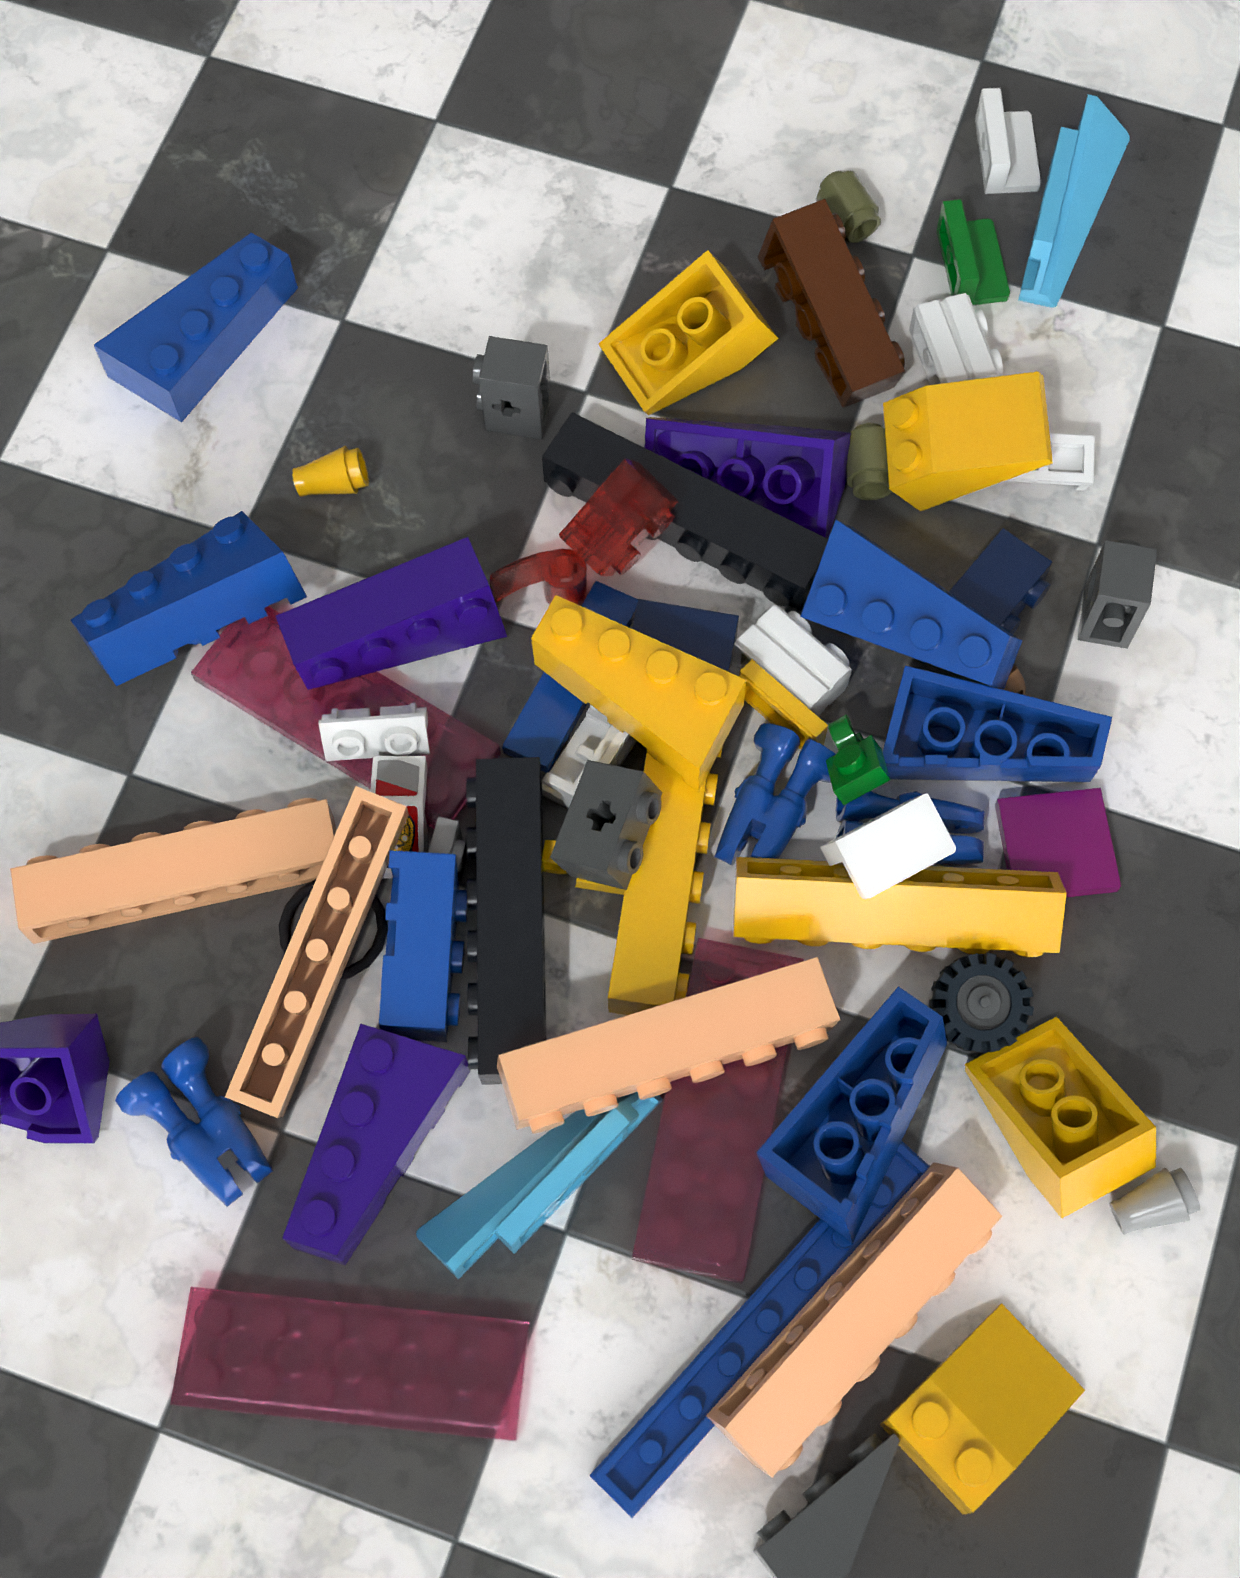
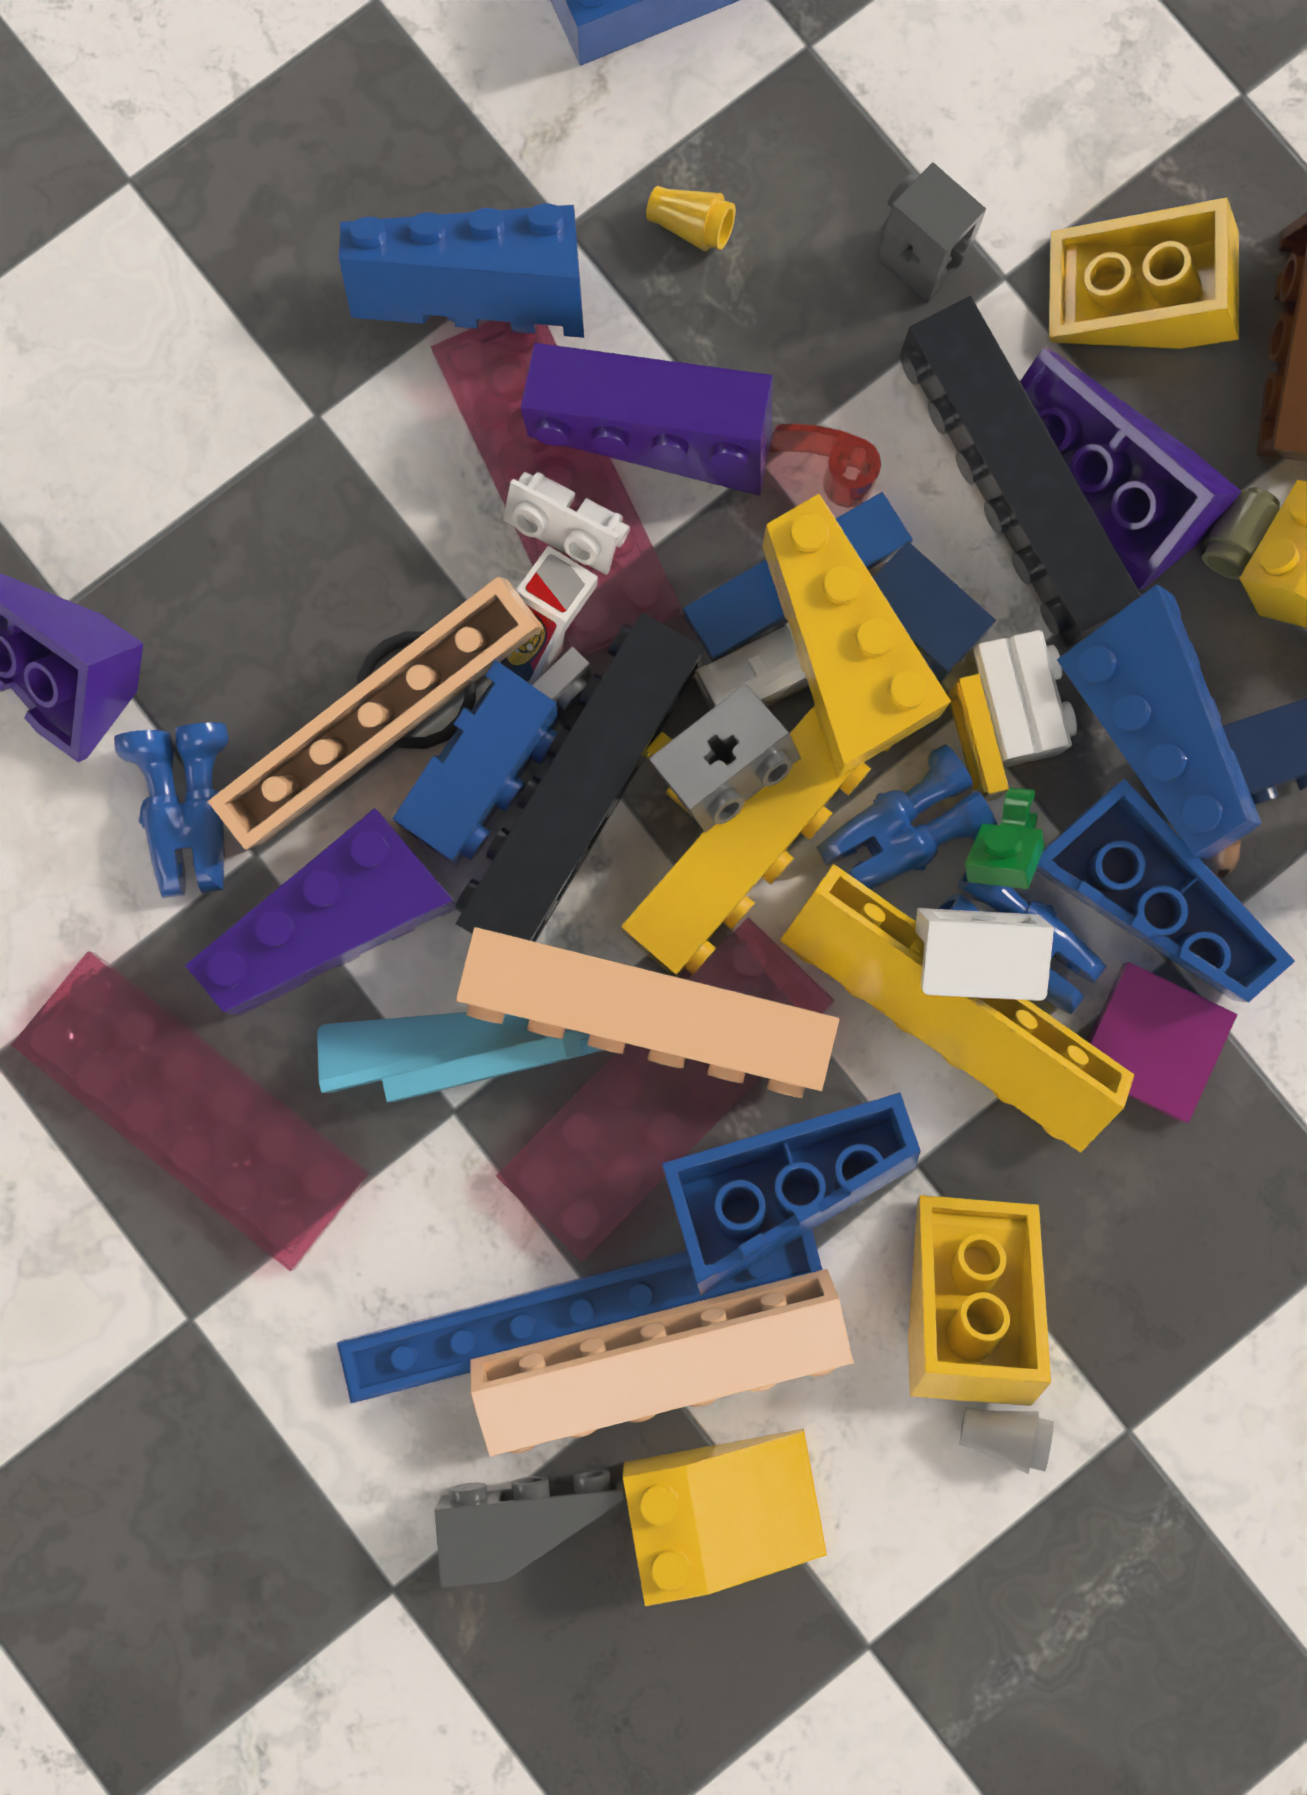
camera: 30 degrees right, 15 degrees up
(172, 870) = (297, 542): light nougat brick -> none
(619, 519) = (942, 444): clear red brick -> none
(982, 1002) = (973, 1151): black wheel -> none

